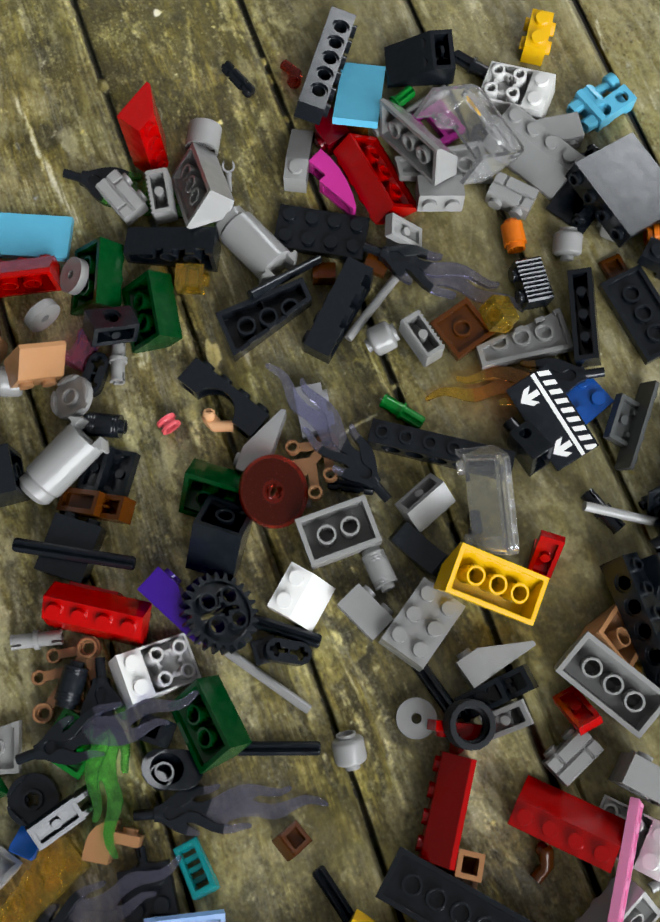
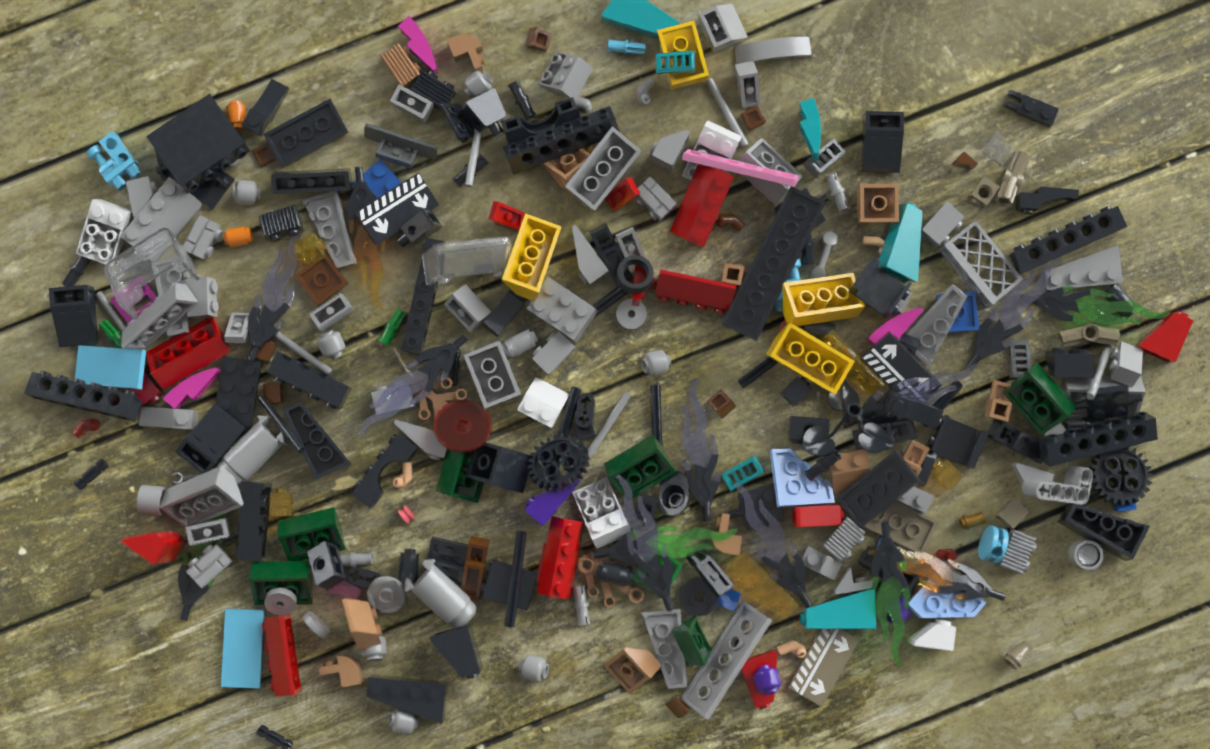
camera: 90 degrees left, 10 degrees up
(269, 198) = (210, 439): none -> black slope
(536, 41) = (56, 215): yellow brick -> none

